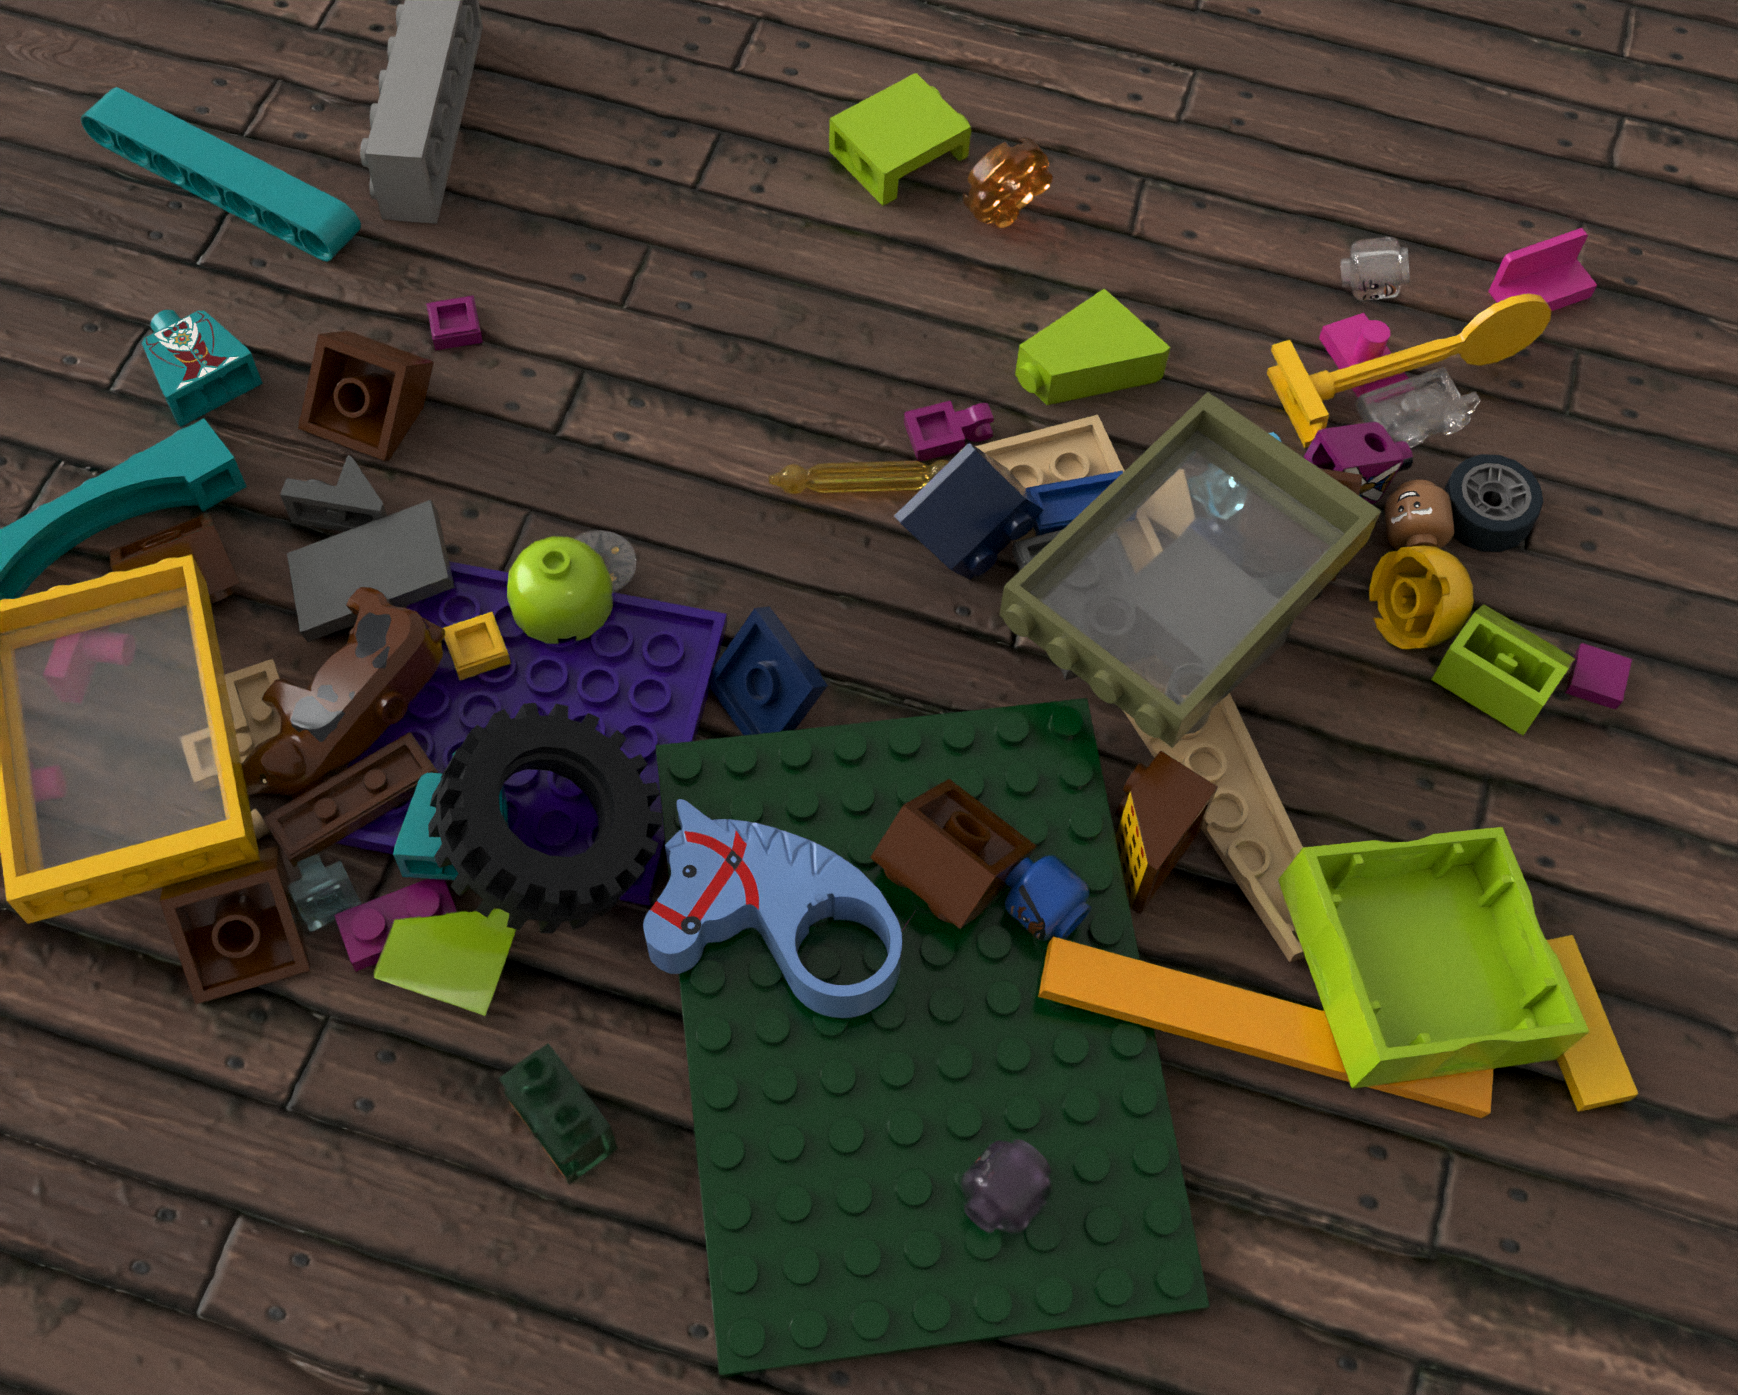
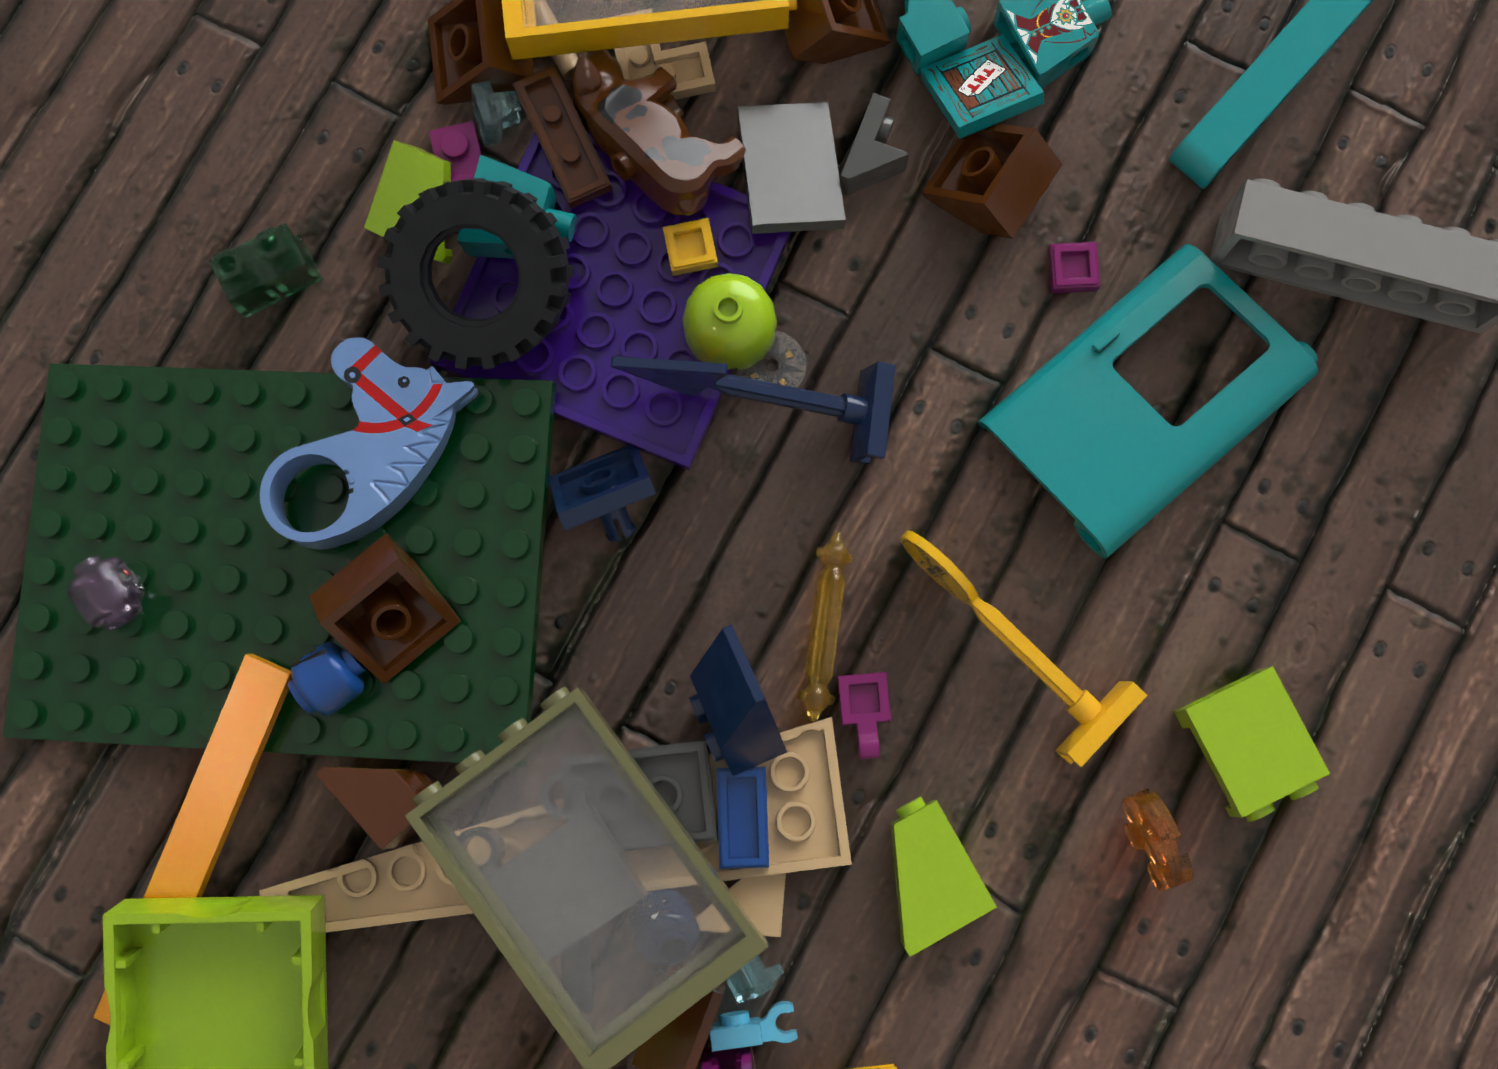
camera: 110 degrees right, 20 degrees up
(262, 412) = (982, 86): none -> teal tile
(622, 285) = (1104, 444): none -> teal piece
(637, 464) = (867, 410): none -> dark blue piece
(903, 246) = (1096, 718): none -> yellow piece

